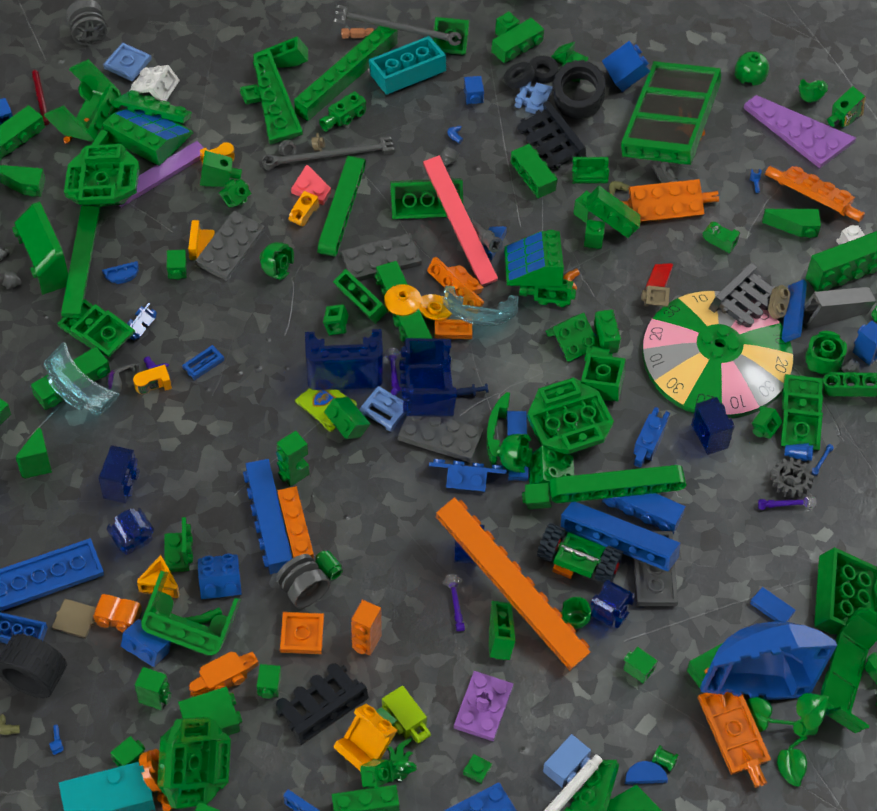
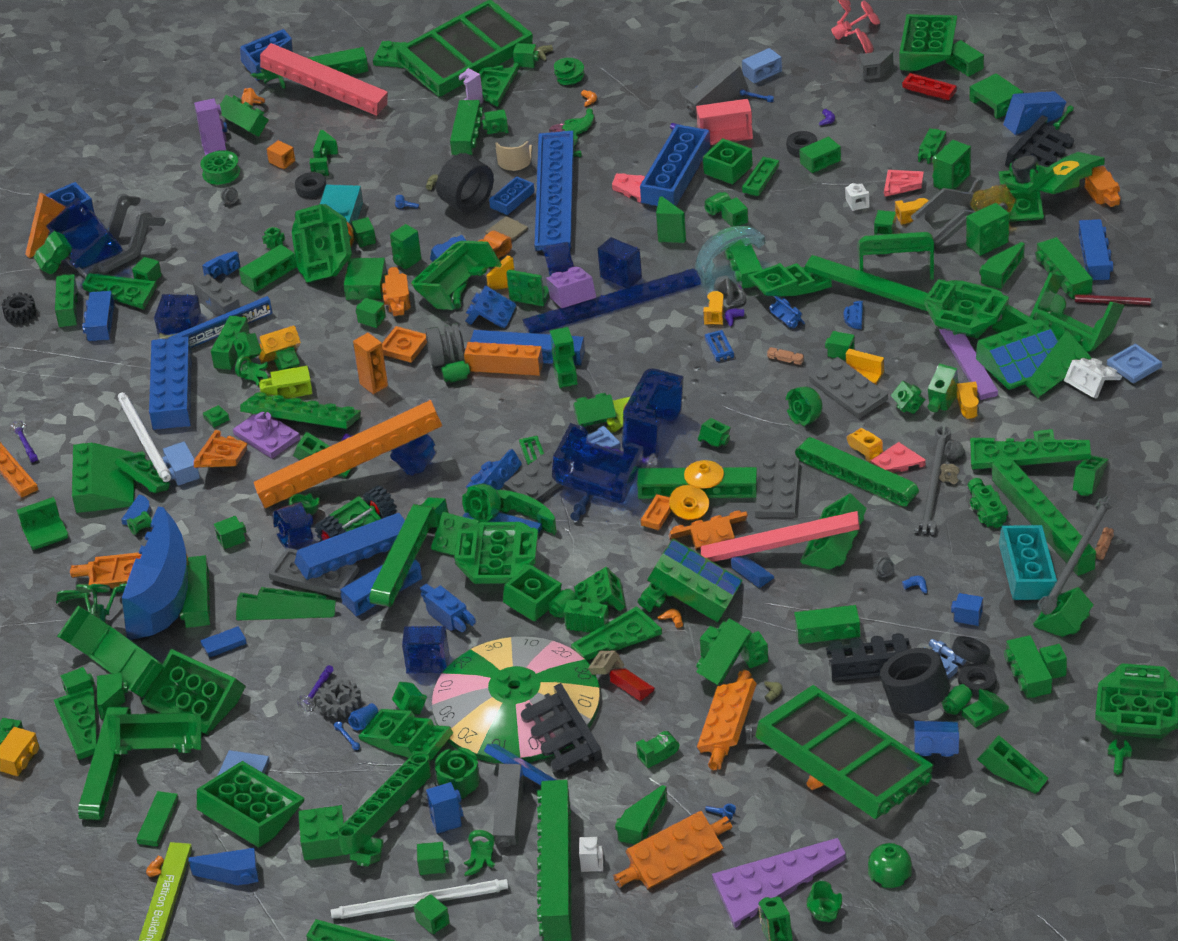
camera: 120 degrees right, 15 degrees down
(168, 475) = (612, 301): none -> clear blue plate
(169, 504) = (570, 287): none -> medium lavender brick
(201, 305) = (786, 356): none -> nougat axle
(327, 712) = (333, 351): black fence -> none
(360, 296) = (731, 449): green brick -> none
(399, 468) = (528, 440): none -> green tile
(445, 682) = (301, 411): none -> green plate
(479, 315) = (660, 519): clear light blue windscreen -> none
(487, 237) = (750, 554): dark grey pin -> none
(536, 726) = (220, 451): none -> orange wing
(590, 169) = (805, 671): green hinge -> none
(600, 298) = (619, 633): none -> green wing
(622, 27) = (1011, 765): none -> green slope
(704, 577) = (283, 604): none -> green wedge
(779, 302) = (540, 758): dark tan plate -> none

